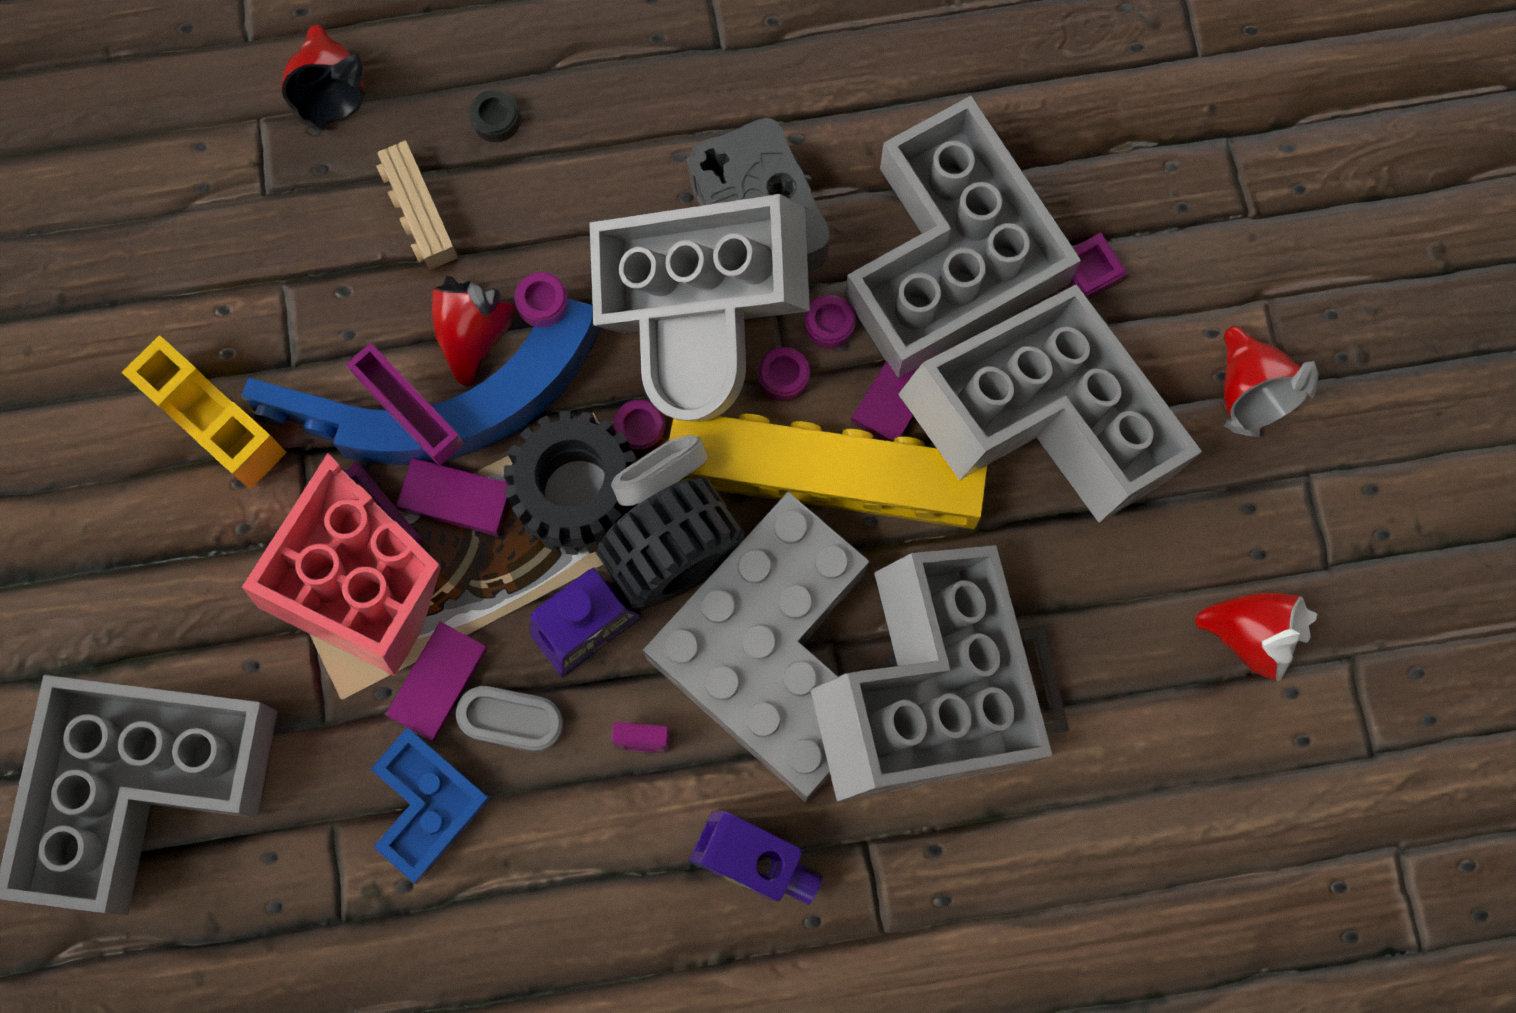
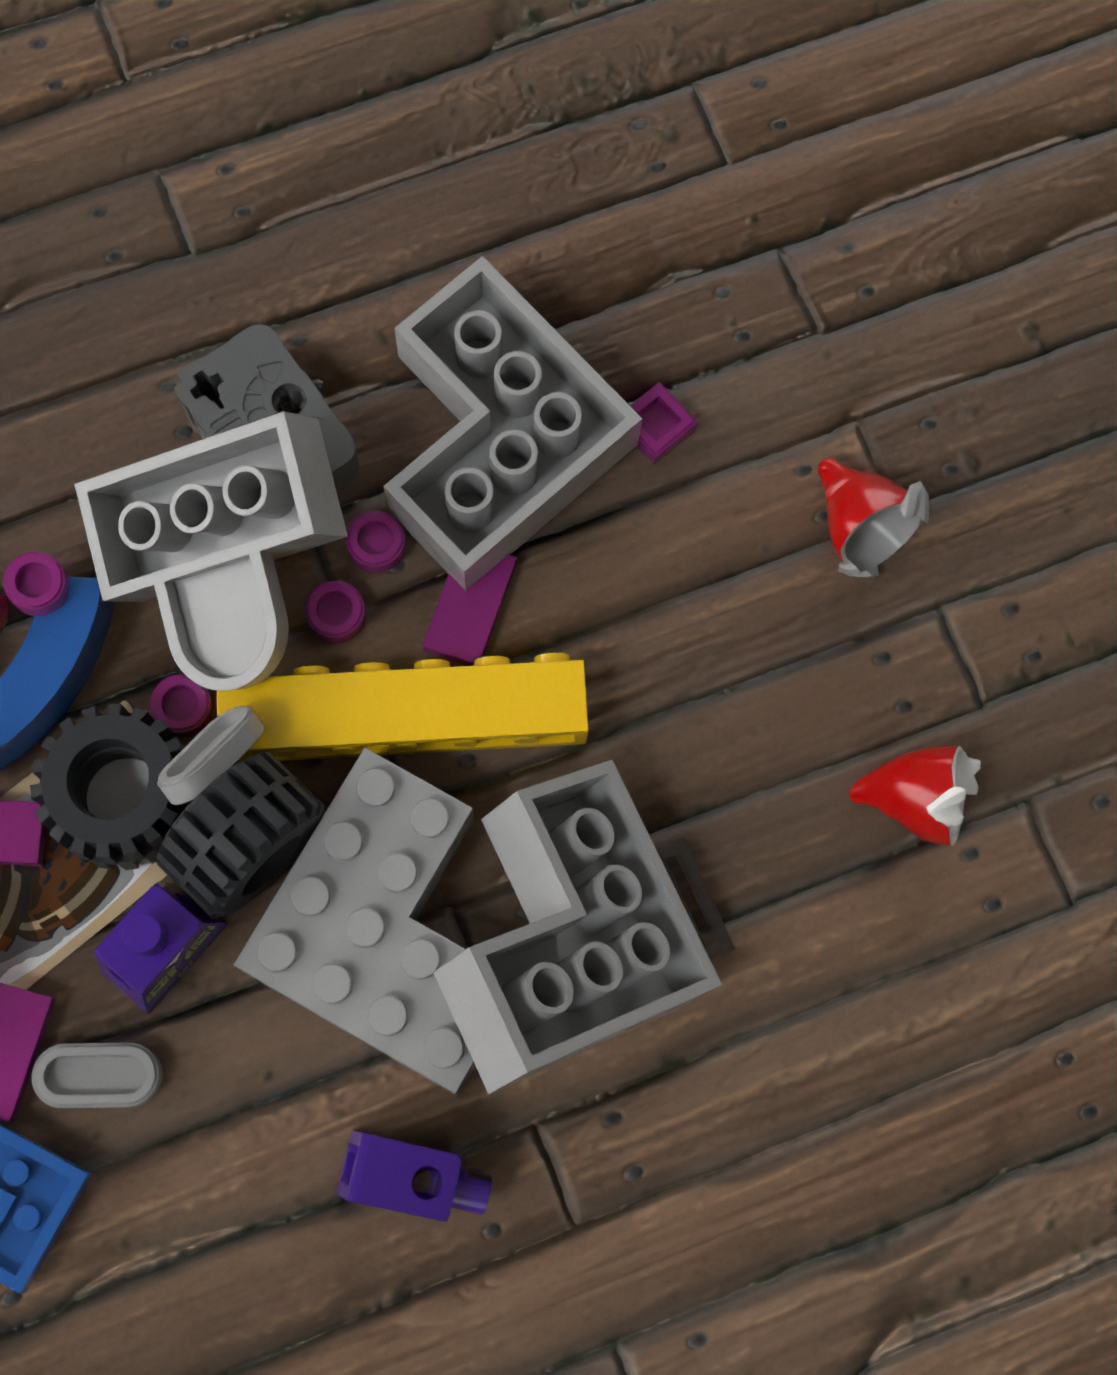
camera: 20 degrees left, 0 degrees up
(641, 737) = (253, 1064): magenta tile -> none
(1057, 380) = (647, 560): light grey brick -> none

